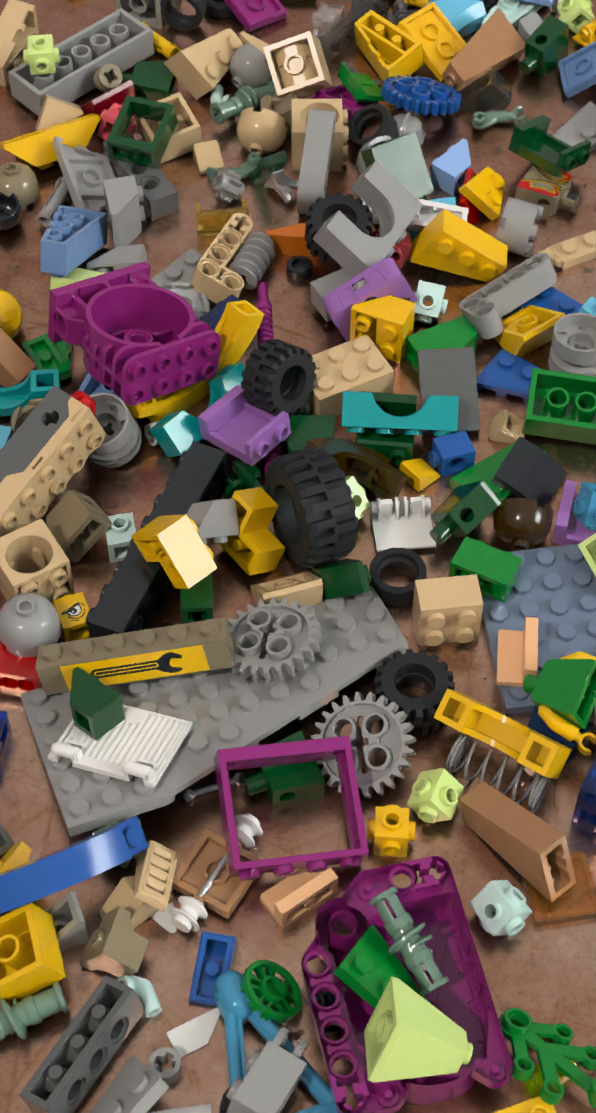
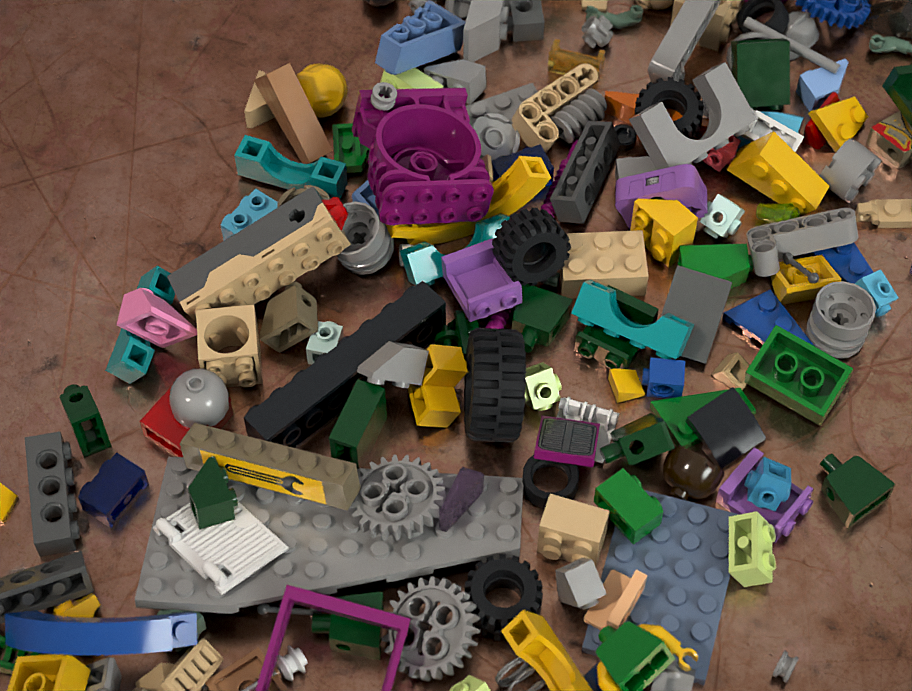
camera: 25 degrees right, 5 degrees up
(72, 613) = (243, 398): yellow brick -> none
(77, 287) = (387, 90): none -> light grey bush
(177, 547) = (344, 377): brick -> none
(271, 174) = (640, 32): piece -> none
(285, 300) = (585, 172): none -> dark grey brick
(301, 586) = (443, 453): tan slope -> none
(332, 612) = (462, 495): none -> clear purple slope
(343, 578) = (495, 461): dark green slope -> none
(364, 464) = (566, 352): dark brown arch -> none
(397, 536) = (567, 441): none -> tile
(423, 141) = (795, 47): none -> light grey bar
(472, 283) = (776, 212): none -> clear neon green cone
(480, 650) = (579, 584): none -> light grey slope
(506, 316) = (812, 277): none -> dark grey hinge

